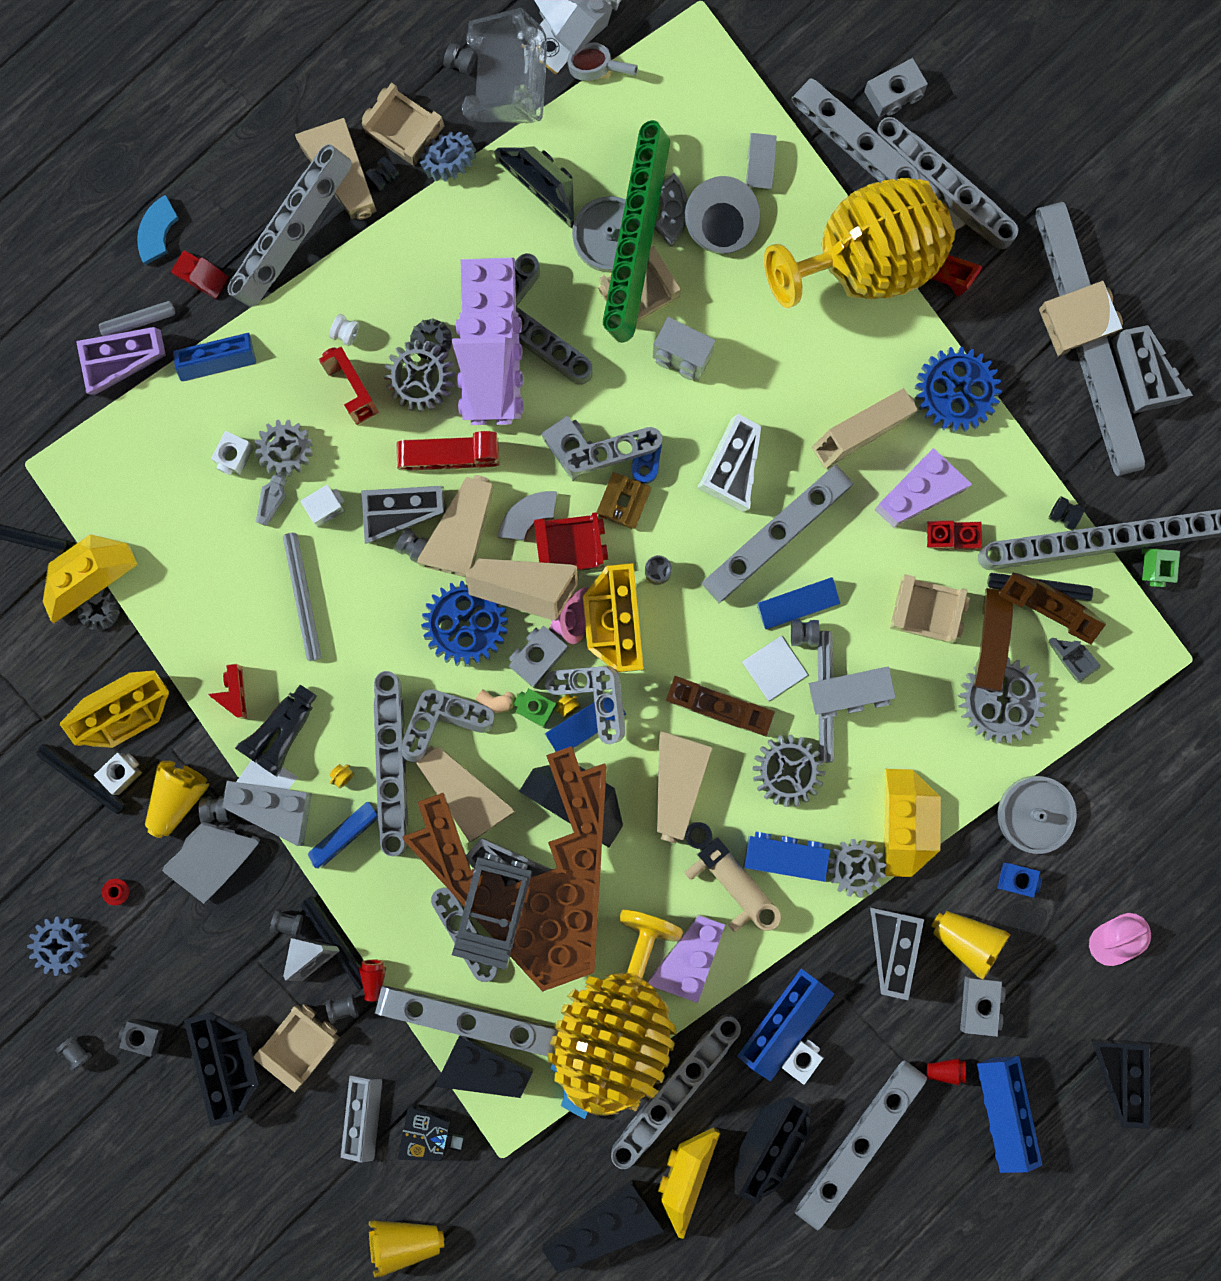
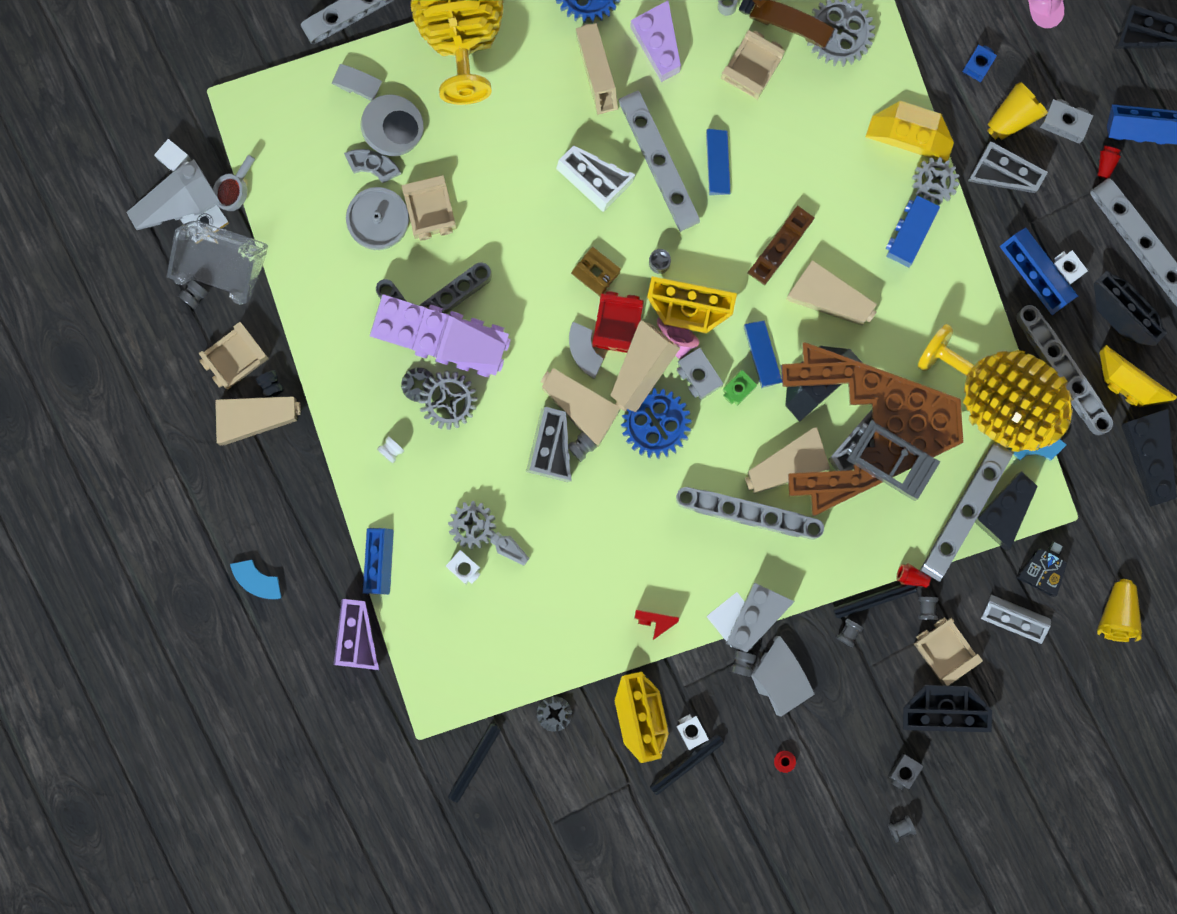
camera: 75 degrees left, 0 degrees up
(58, 956) = (811, 828): sand blue gear -> none
(83, 573) = (523, 715): yellow wedge -> none
(137, 319) = (326, 635): light grey axle -> none
(172, 797) = (725, 693): yellow cone -> none
(200, 274) = (304, 555): red slope -> none
(289, 718) = (688, 583): black piece -> none
(299, 212) = (292, 468): light grey beam -> none
(302, 596) = (595, 546): light grey axle -> none
(306, 957) = (880, 623): light grey slope -> none
(323, 505) = (527, 507): white brick -> none
(341, 775) = (746, 555): yellow plate -> none
(343, 835) = (794, 567): blue slope -> none
(362, 406) = (437, 451): red panel -> none
(441, 712) = (720, 462): light grey beam -> none
(448, 156) = (273, 327): sand blue gear -> none
(449, 453) = (516, 395): red beam -> none
(470, 928) = (899, 499): light grey beam -> none
(497, 704) = (727, 417): light nougat arm -> none
(541, 178) = (316, 257): black wedge -> none
(560, 434) = (554, 302): light grey brick -> none
(567, 705) = (744, 363): yellow plate -> none
(595, 685) = (737, 334): light grey beam -> none
(614, 456) = (557, 266): light grey beam -> none
(636, 232) = (395, 193): green beam -> none
(650, 461) = (567, 243): blue plate -> none
(683, 349) = (492, 187): light grey brick -> none
(689, 961) = (971, 328): lavender wedge -> none
(733, 877) = (900, 282): tan piece -> none
(774, 668) = (762, 196): white sticker -> none
(807, 759) = (848, 218): light grey gear -> none
(811, 632) = (743, 163): flat silver wheel -> none
(825, 671) = (796, 164): light grey axle -> none
(852, 692) = (801, 140): light grey wedge -> none
(954, 535) = (700, 27): red slope -> none
(1037, 814) = (933, 34): light grey piece -> none

